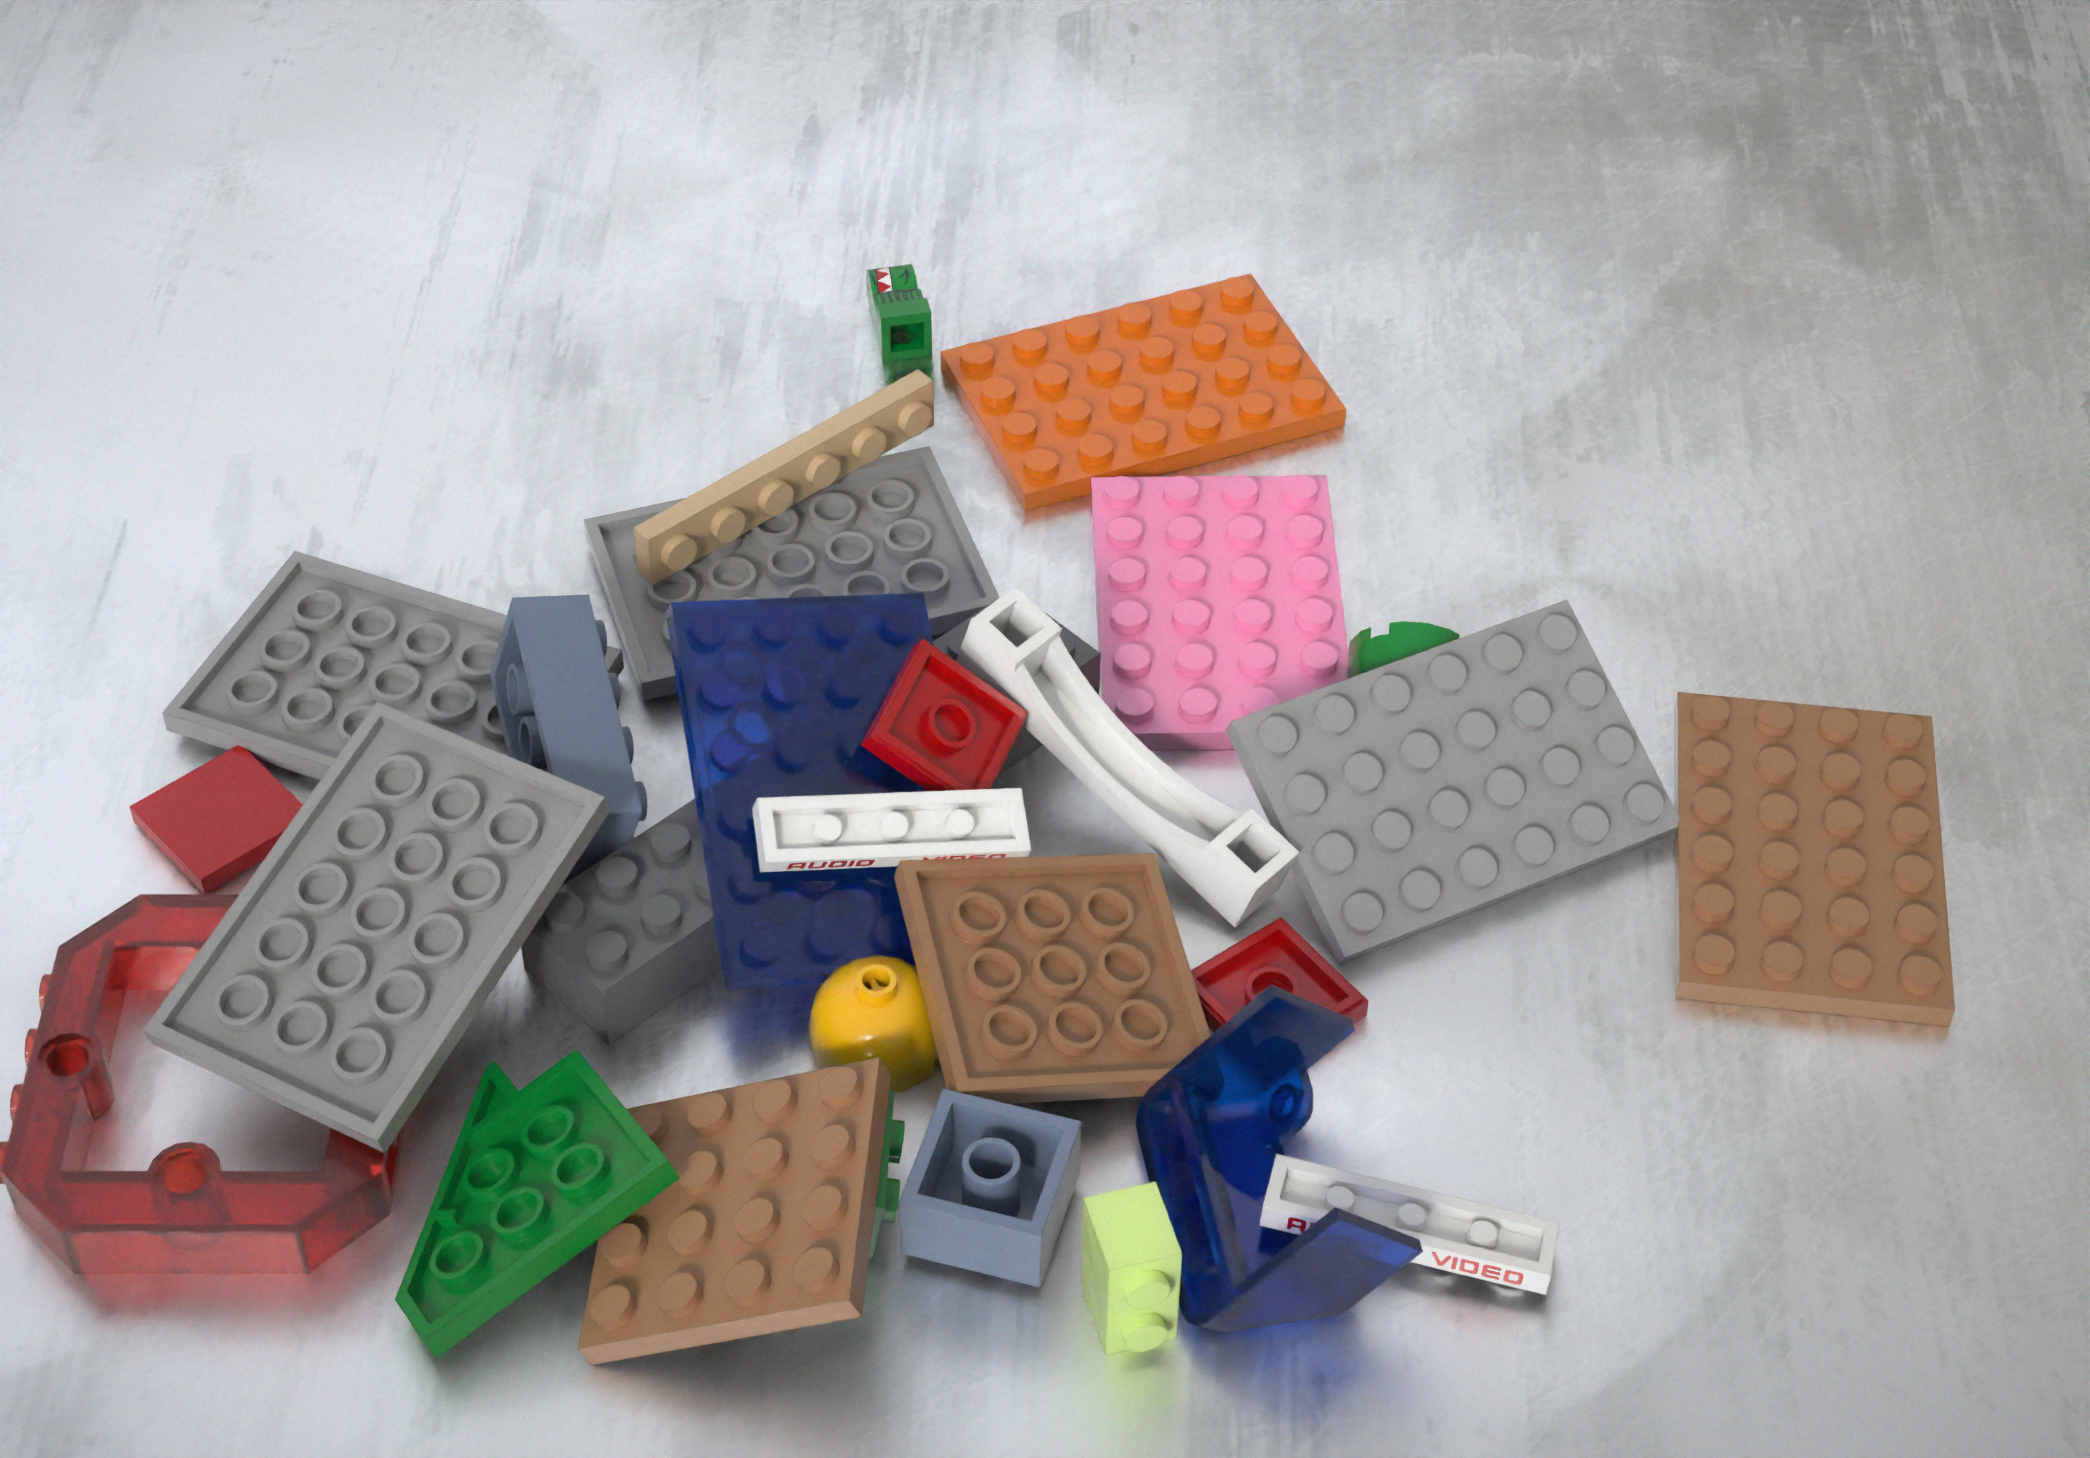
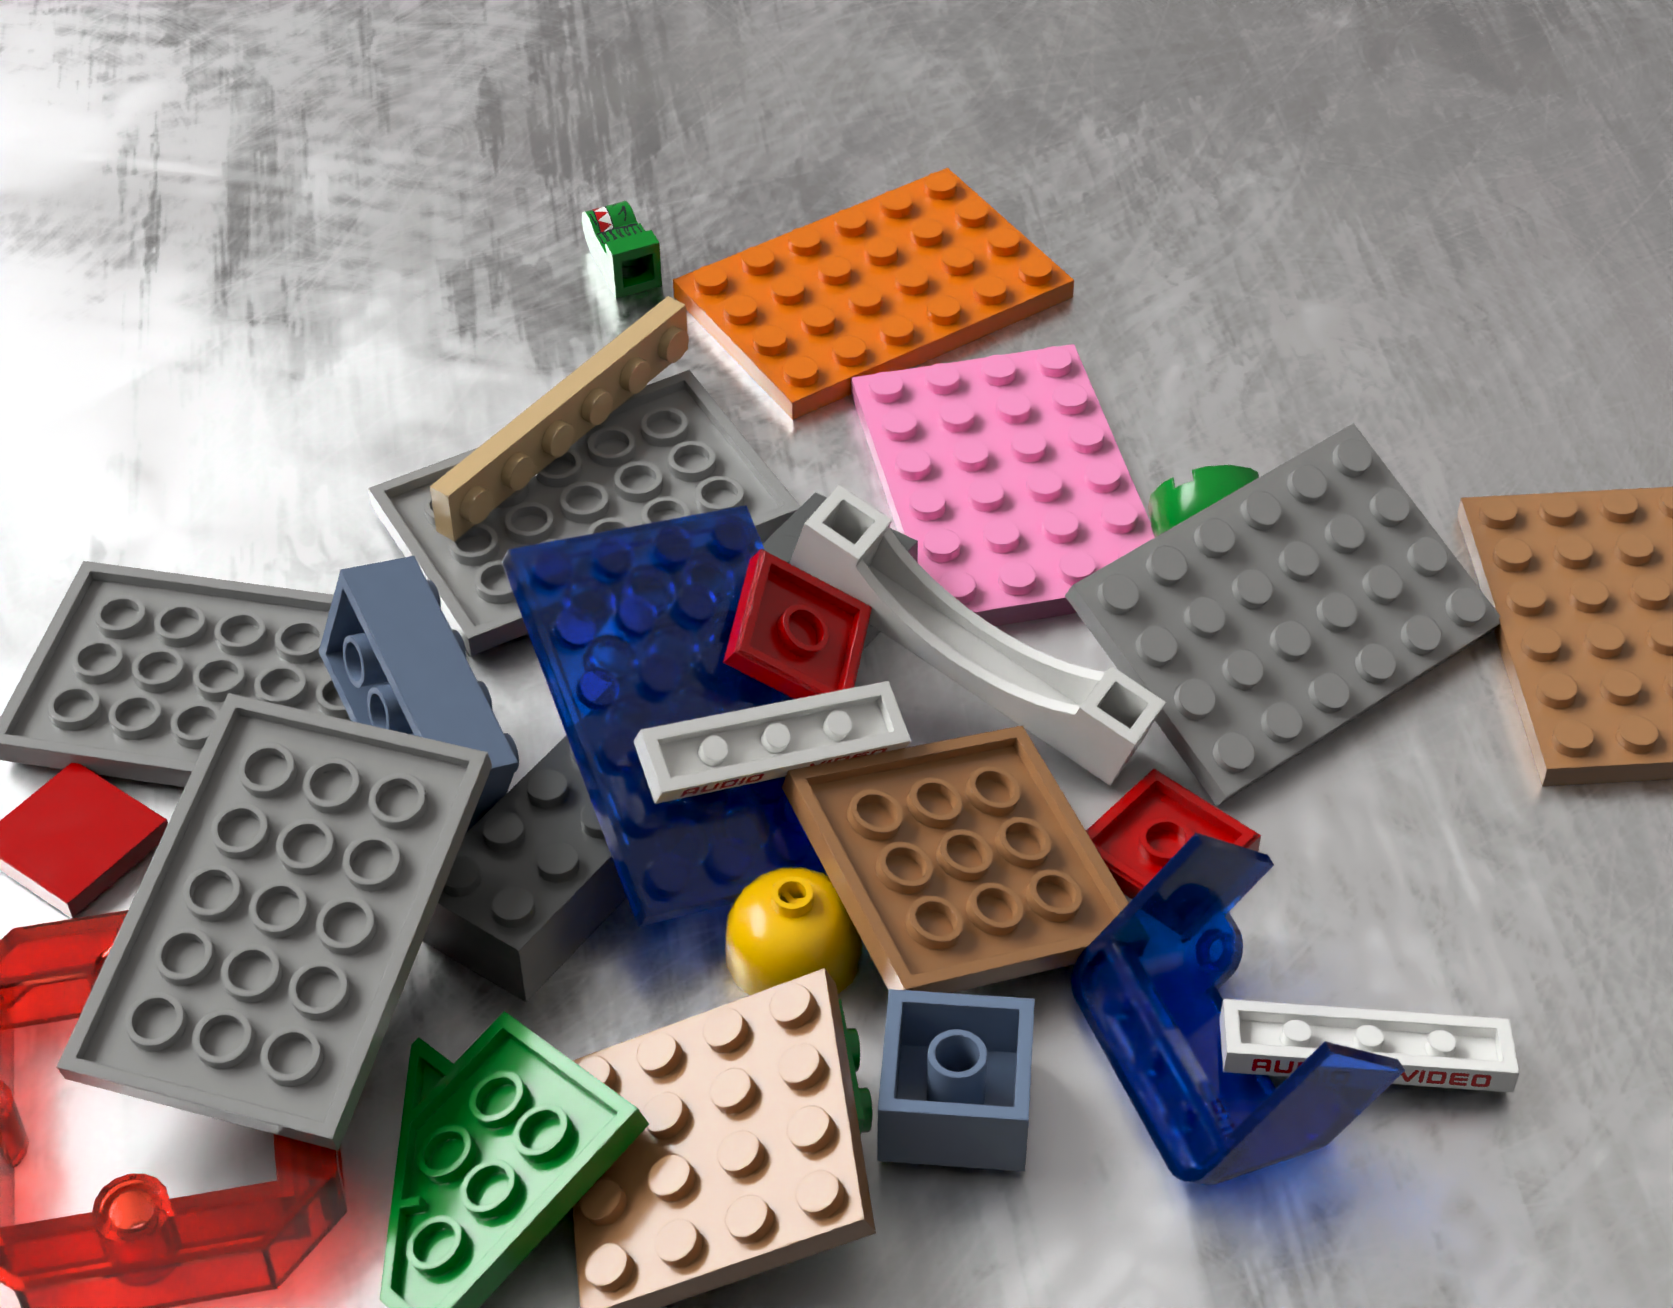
camera: 10 degrees left, 0 degrees up
(1131, 1268) = (1120, 1137): yellowish green brick -> none

